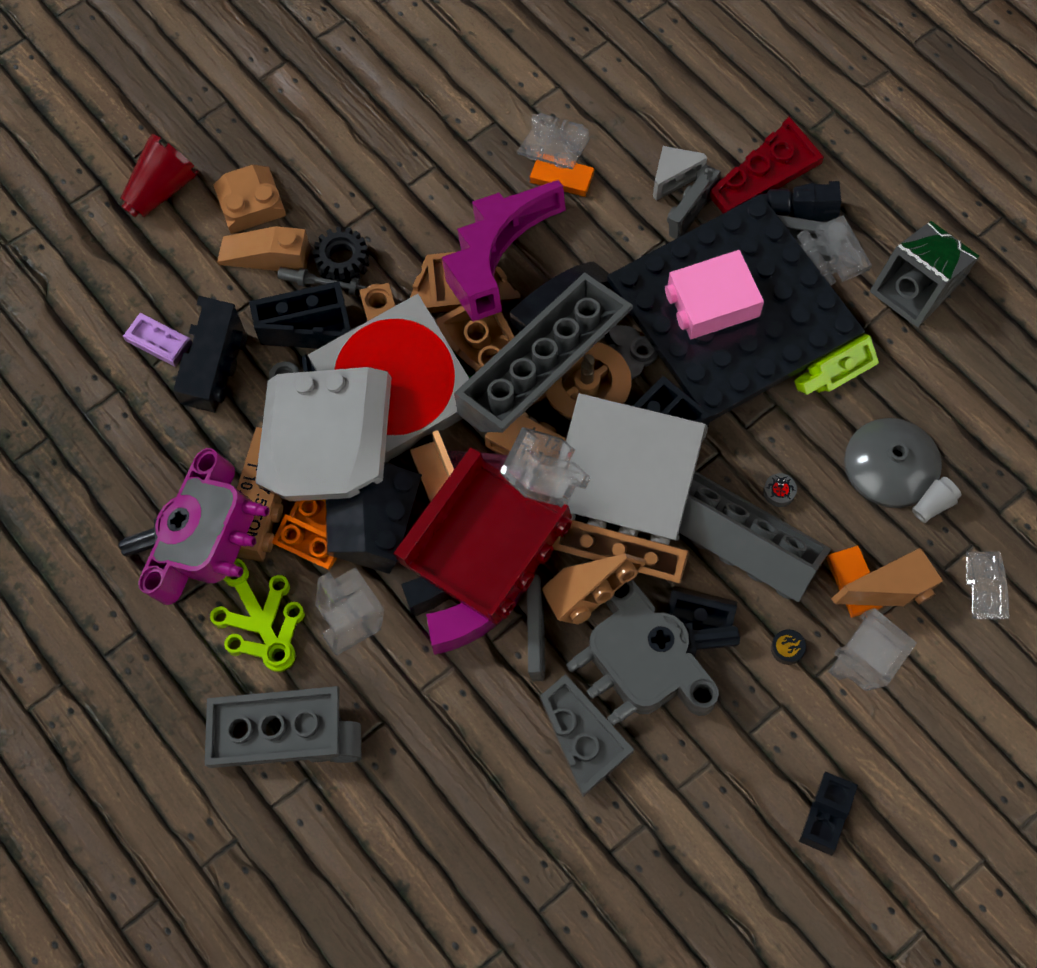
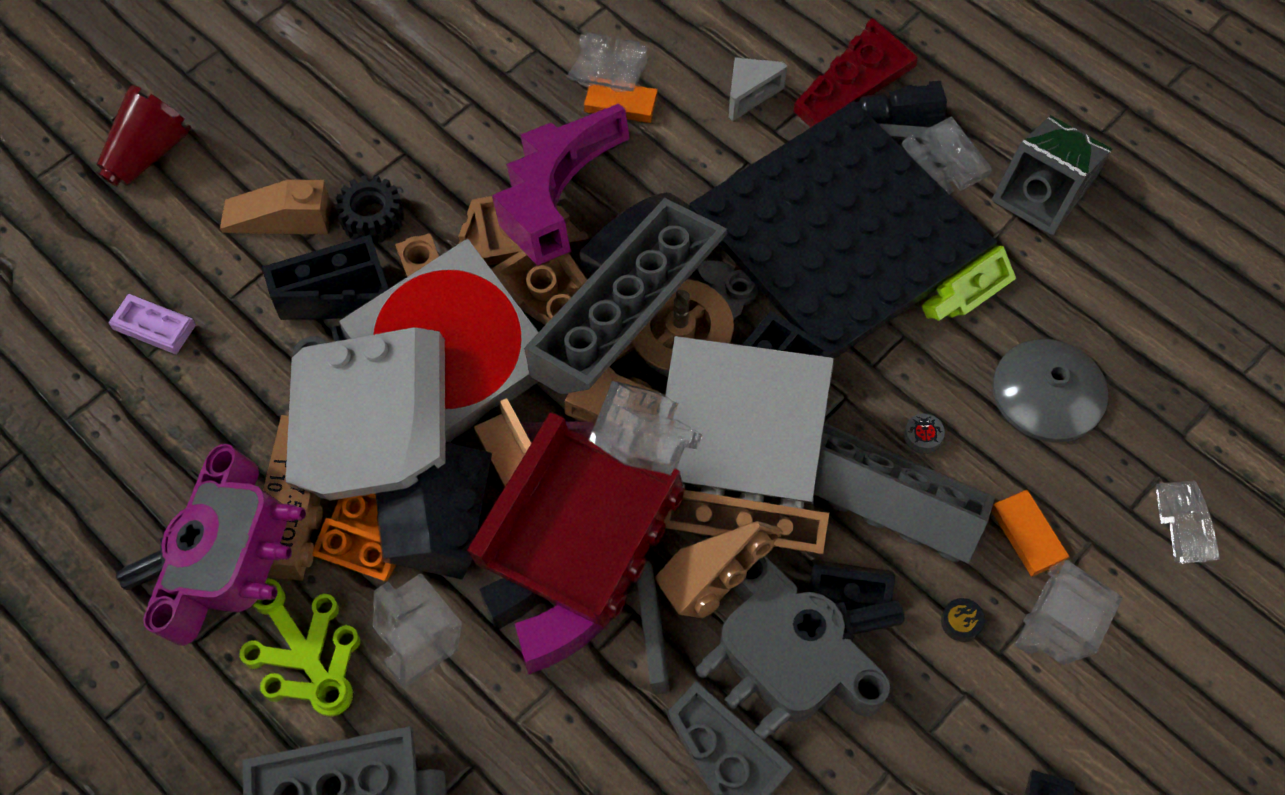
camera: 10 degrees left, 5 degrees down
(212, 355) = (220, 336): black wedge -> none
(248, 197) = (253, 153): medium nougat slope -> none
(302, 278) = (325, 238): dark grey piece -> none
(692, 201) = (775, 117): dark grey hinge -> none
(714, 294) = (819, 212): bright pink brick -> none
(894, 584) = (1080, 530): medium nougat slope -> none
(938, 498) = (1111, 425): light grey cone -> none

